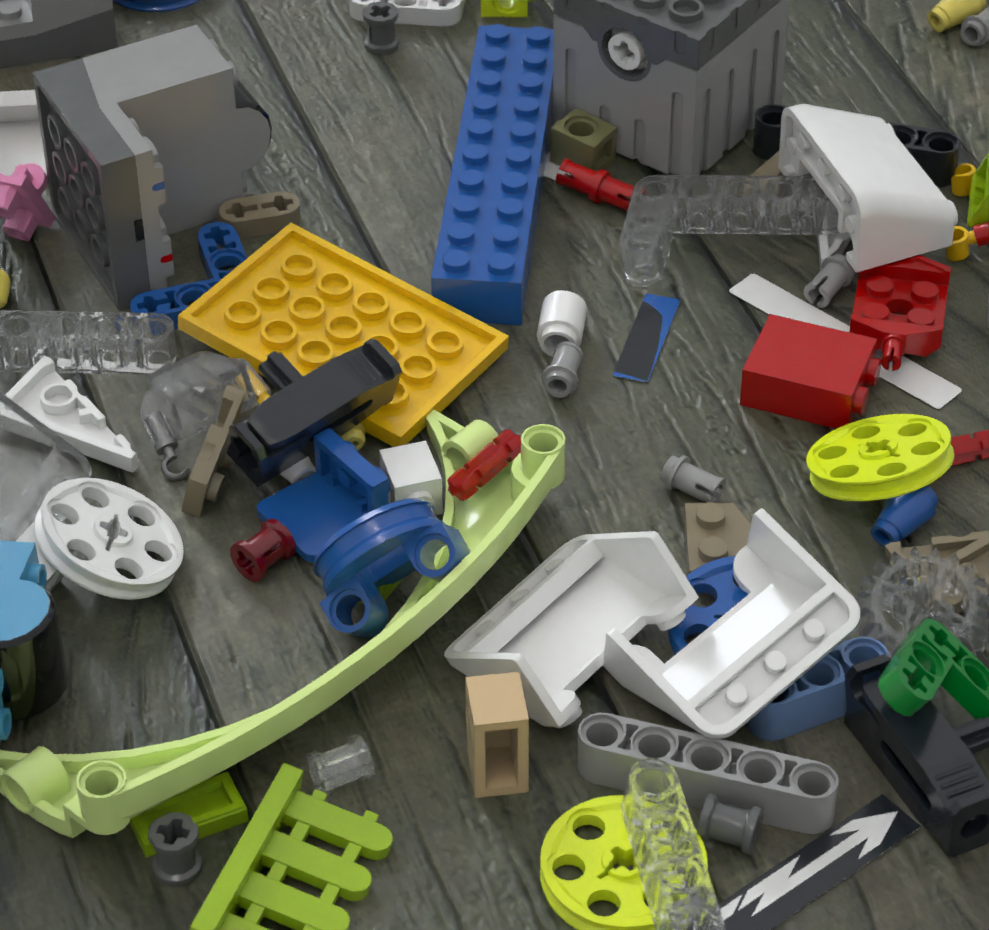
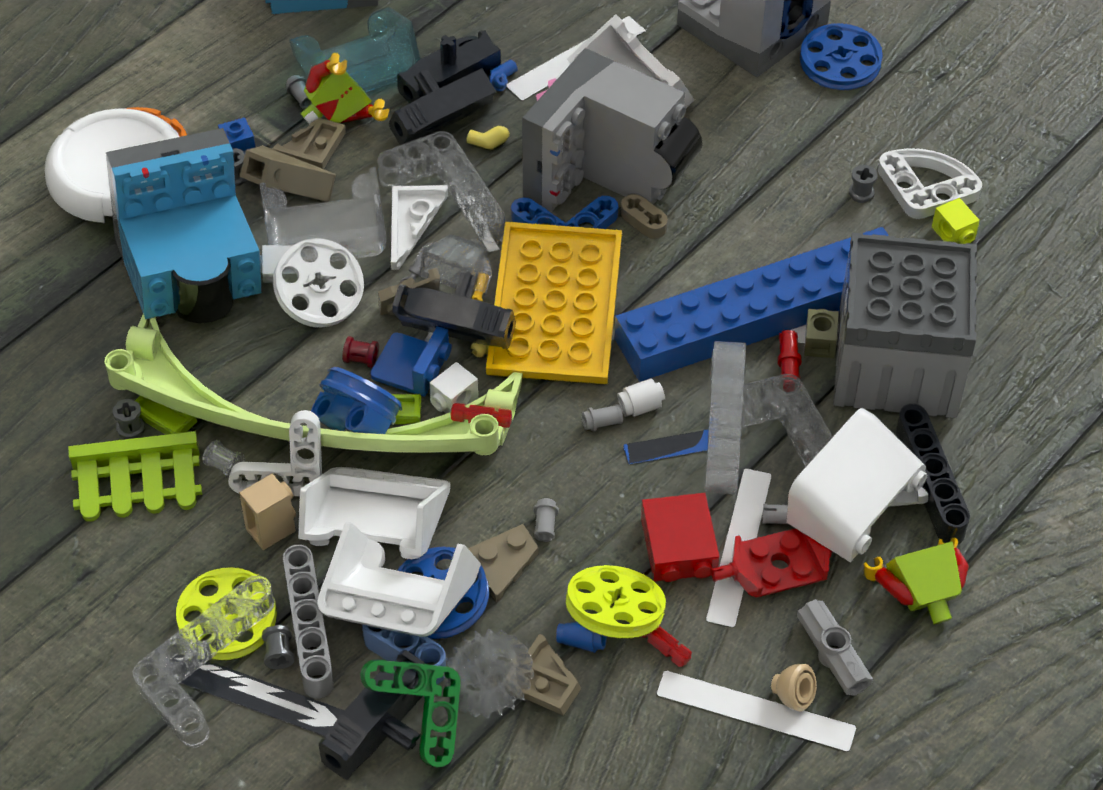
camera: 60 degrees right, 10 degrees up
(422, 615) = (297, 468): none -> white beam
(664, 238) = (725, 417): none -> clear beam

